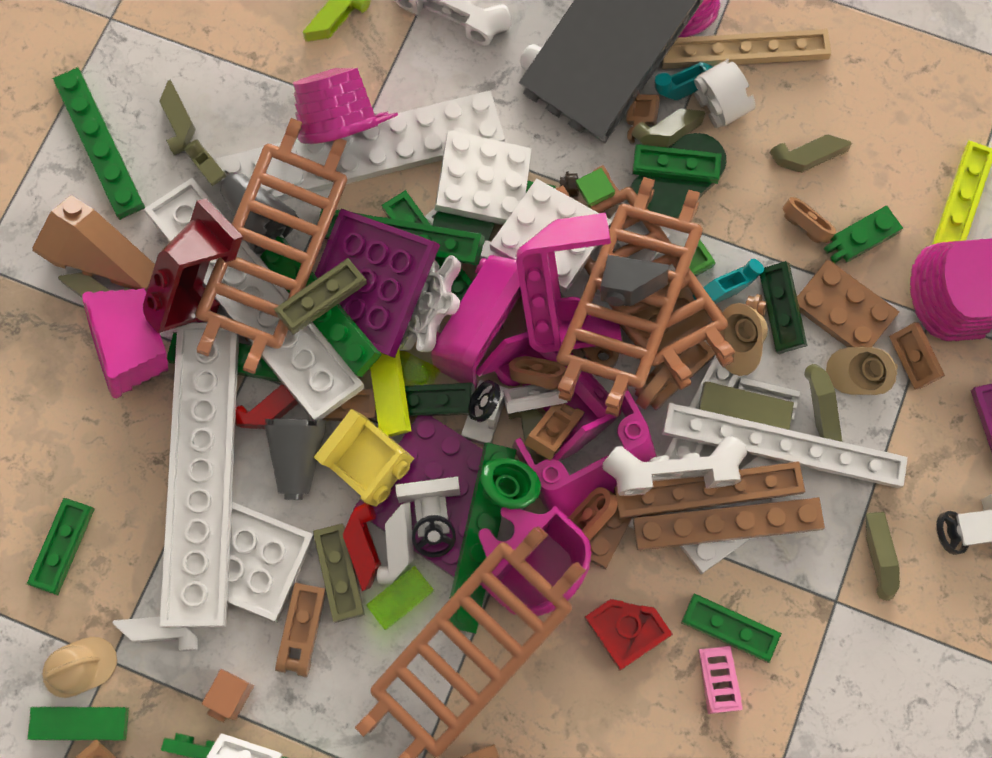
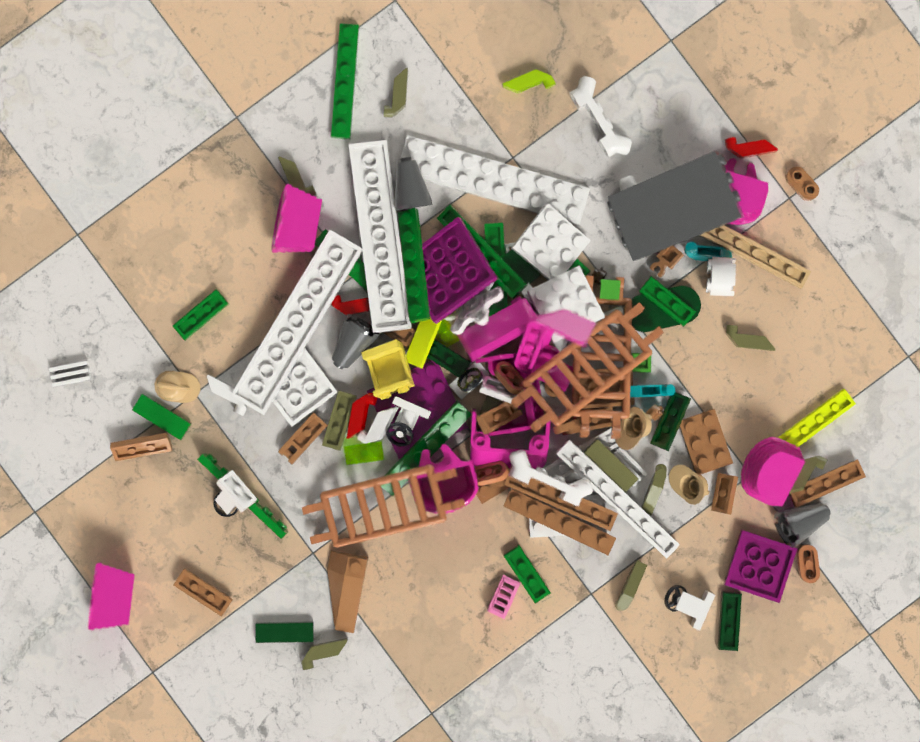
camera: 25 degrees right, 15 degrees up
(86, 241) = (306, 148): medium nougat wedge -> none
(182, 266) = (364, 201): dark red windscreen -> none
(204, 162) = (398, 137): olive piece -> none
(227, 696) = (245, 450): nougat brick -> none
(307, 258) = (391, 201): nougat bar -> none
(320, 296) = (416, 265): olive tile -> none
(334, 106) = (488, 155): dark pink piece -> none
(510, 483) = (455, 434): green hat -> none
(627, 630) = (472, 543): red plate -> none
(631, 280) = (589, 363): dark grey slope -> none
(669, 129) = (676, 278): olive piece -> none
(801, 214) = (719, 380): medium nougat plate -> none
(864, 235) = (745, 407): green hinge -> none

